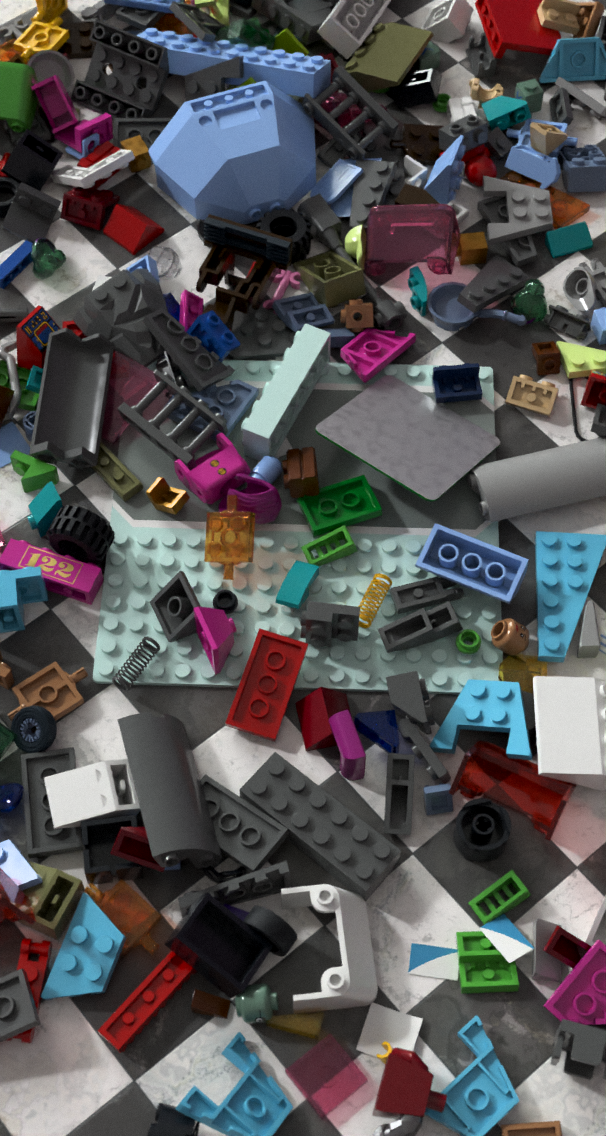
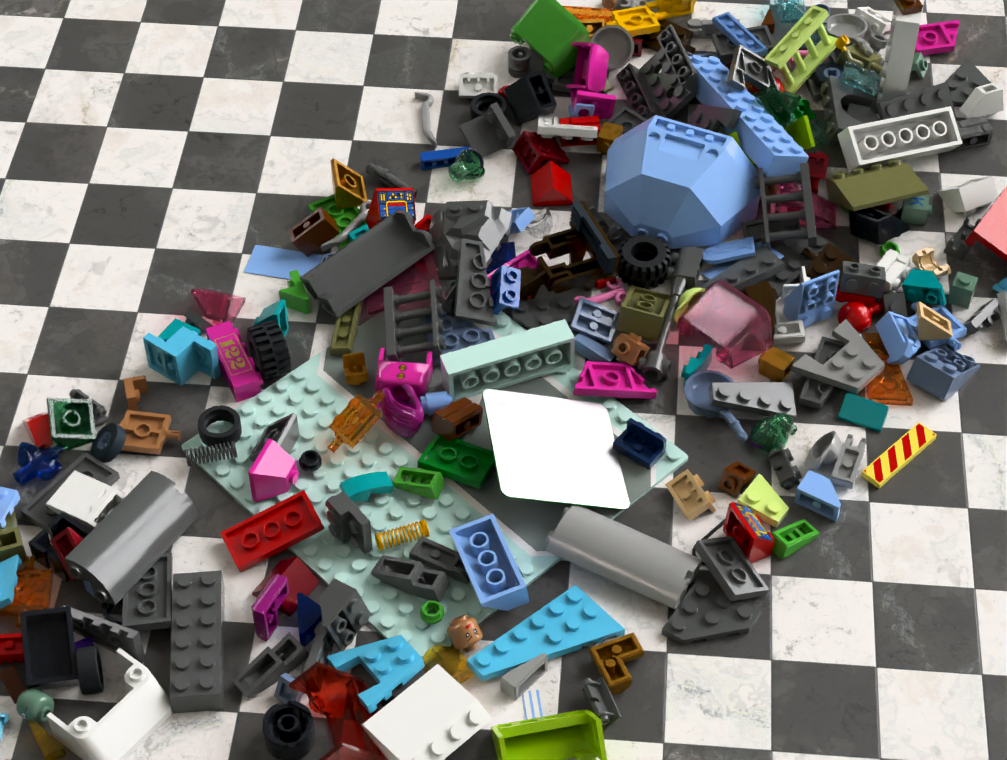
camera: 45 degrees right, 10 degrees down
(112, 618) = (219, 413): none -> black tyre

